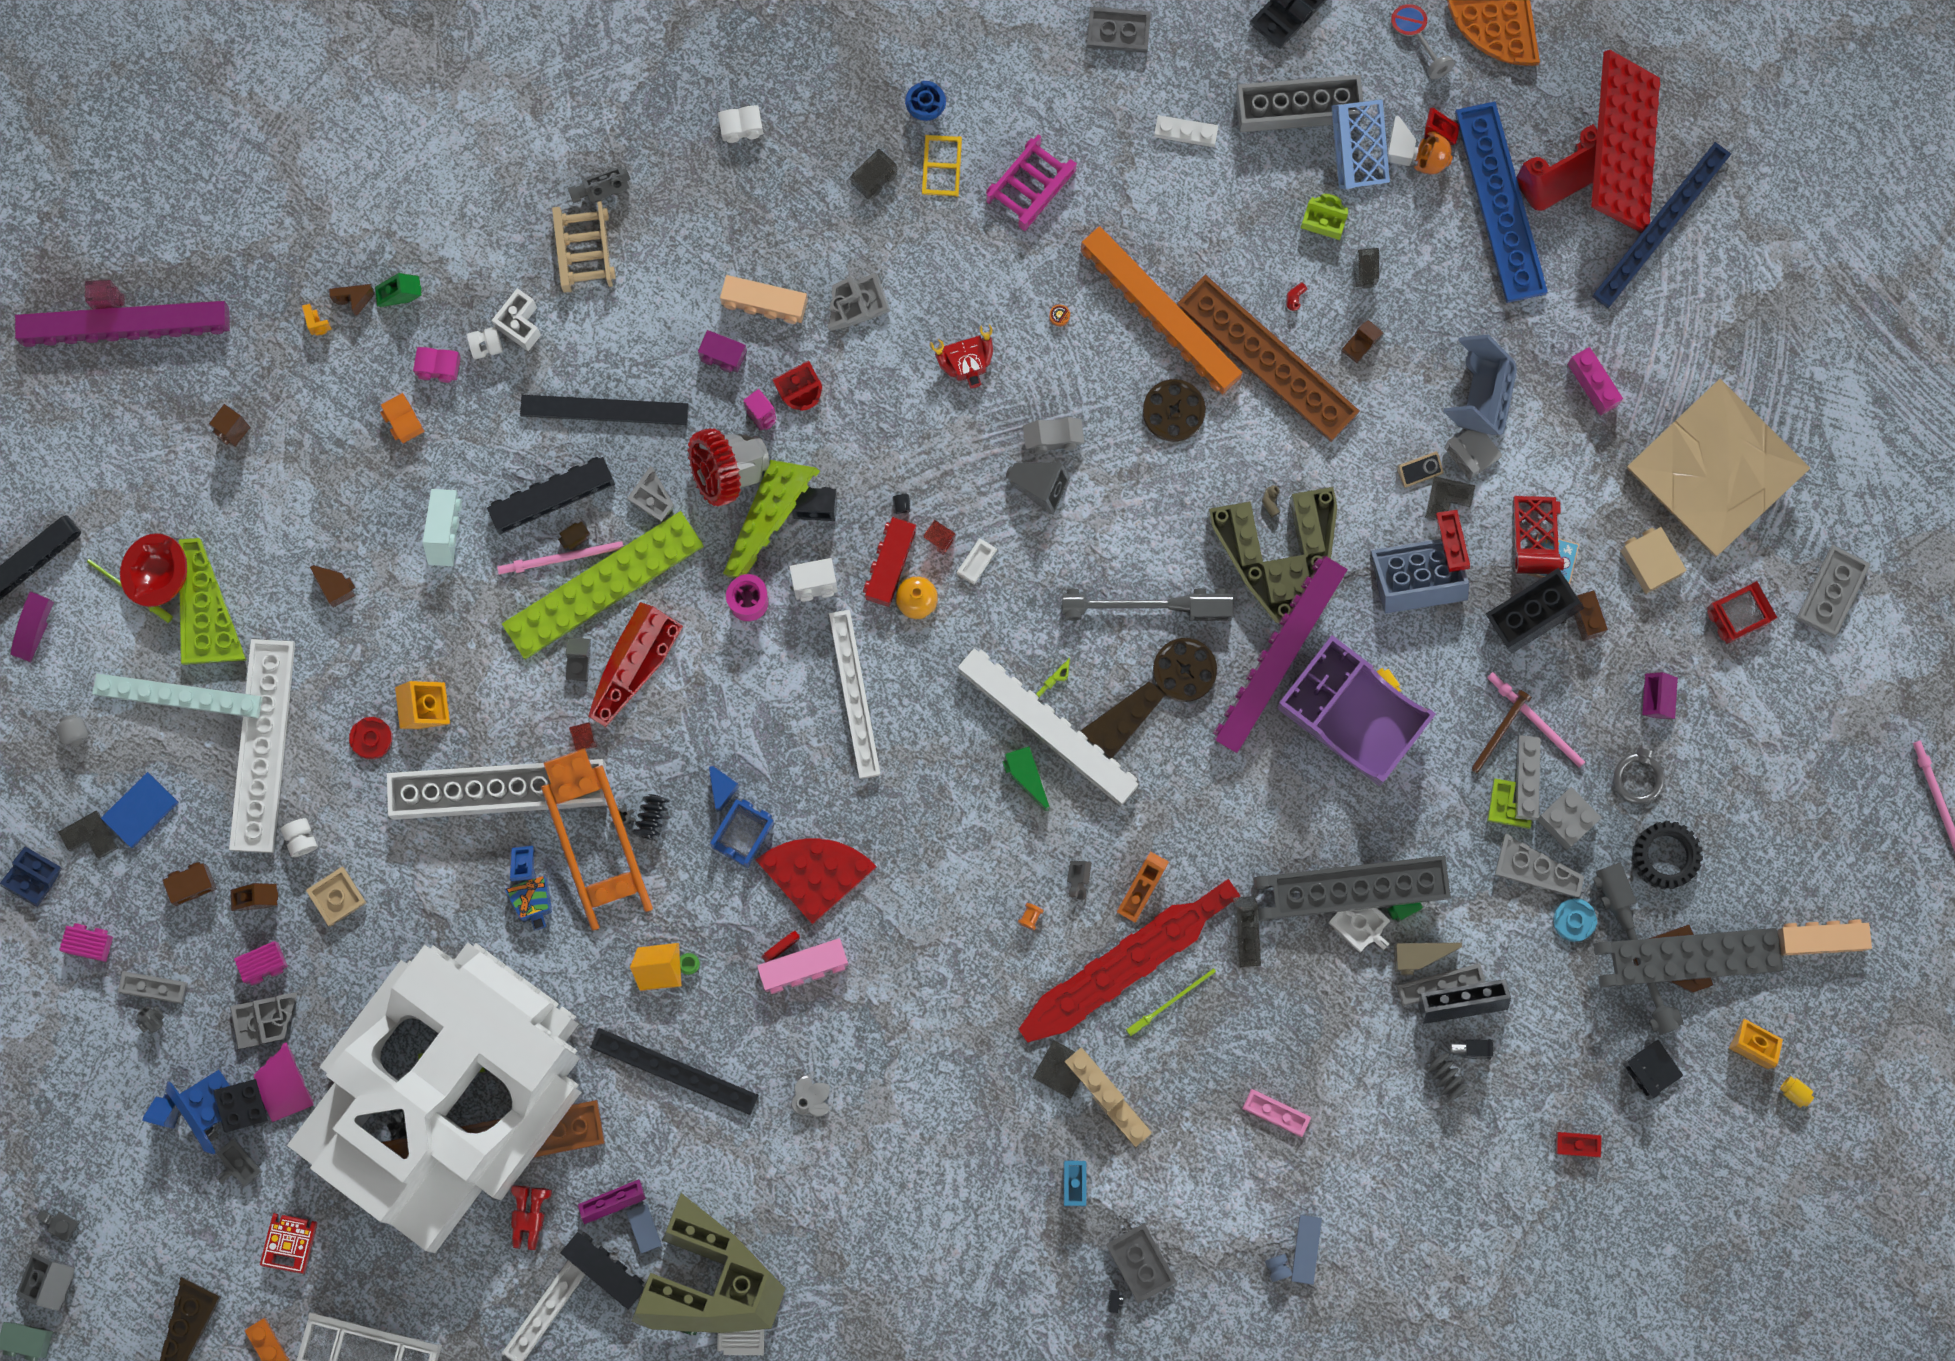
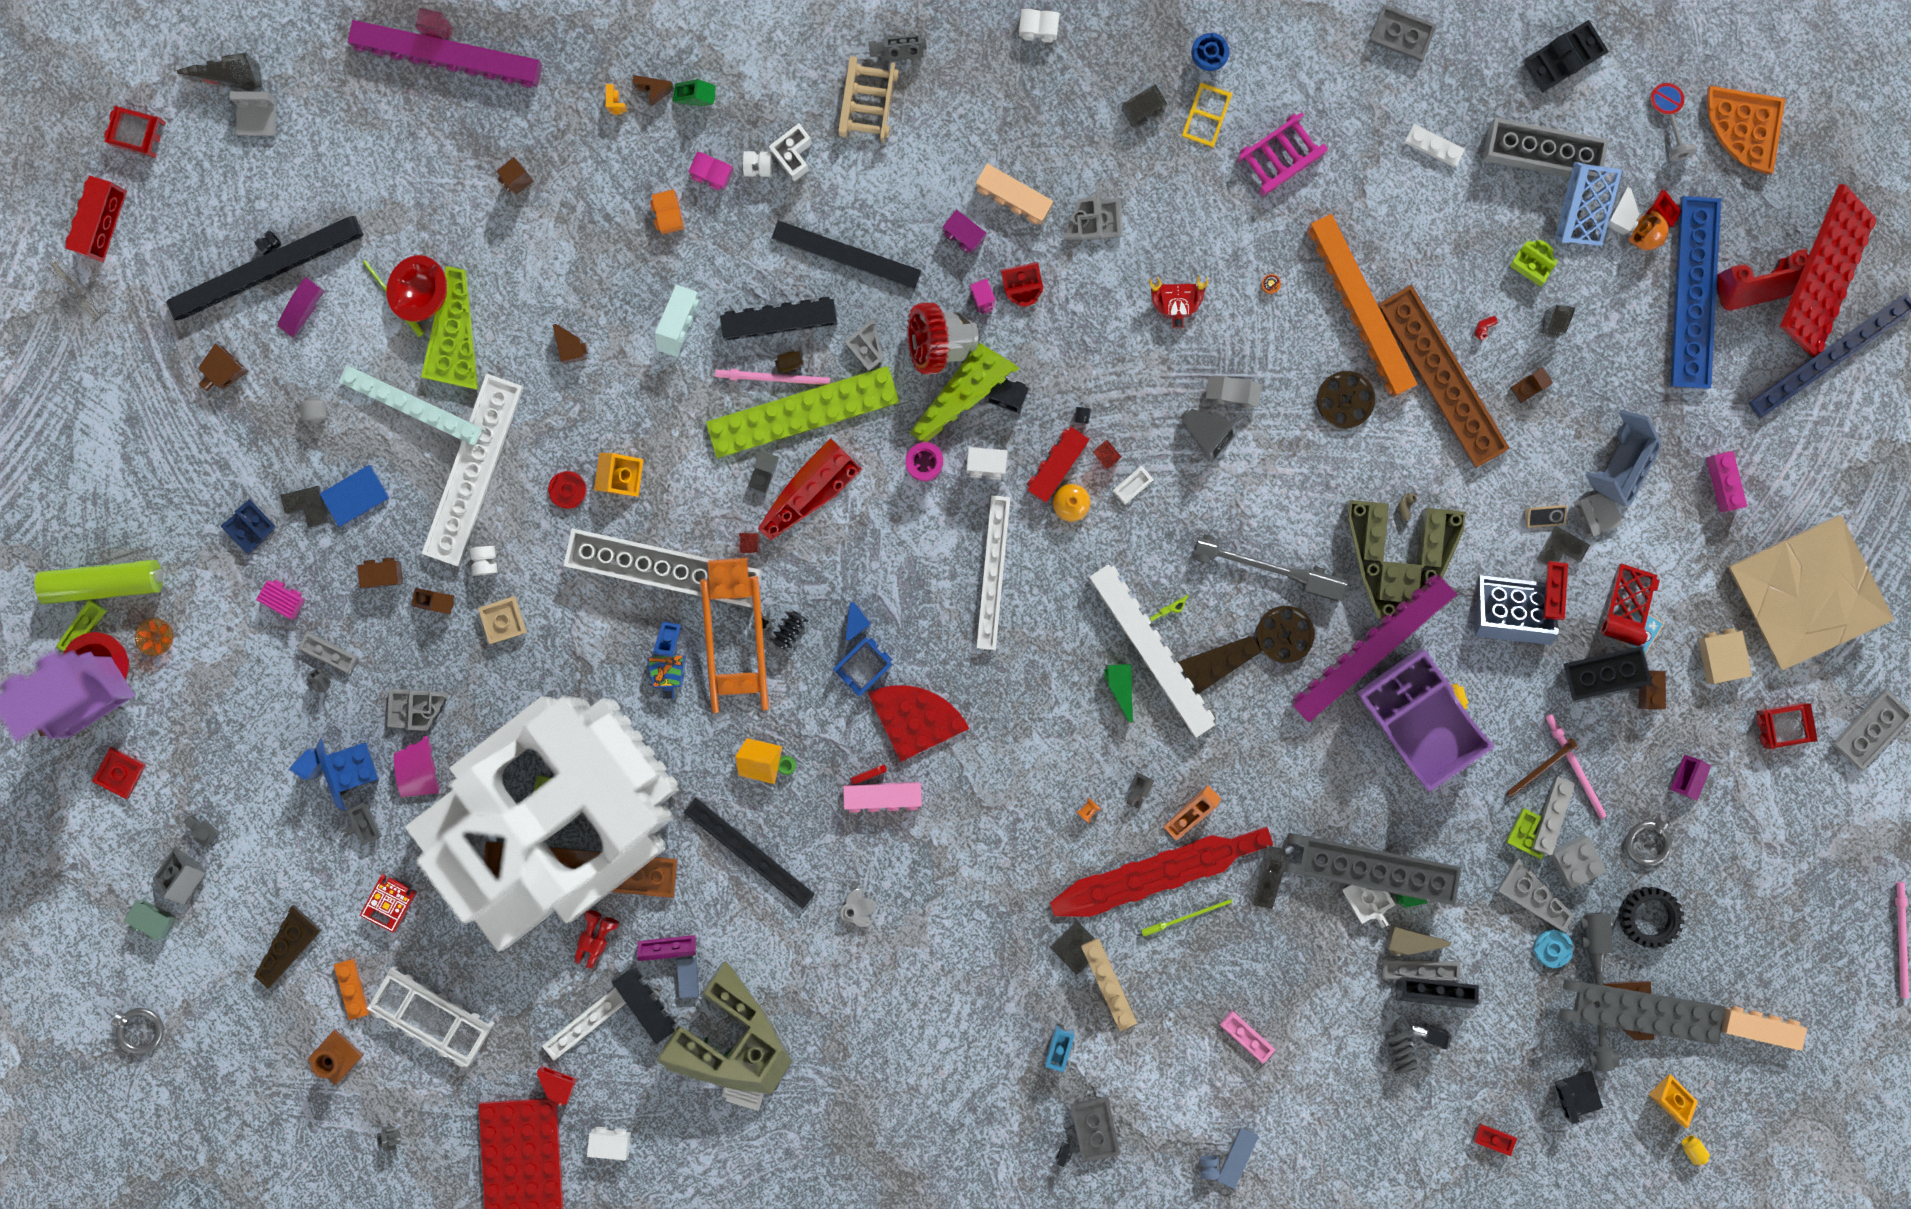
camera: 20 degrees right, 10 degrees up
(240, 1106) = (375, 779): black bracket -> none
(261, 963) = (424, 659): dark pink brick -> none

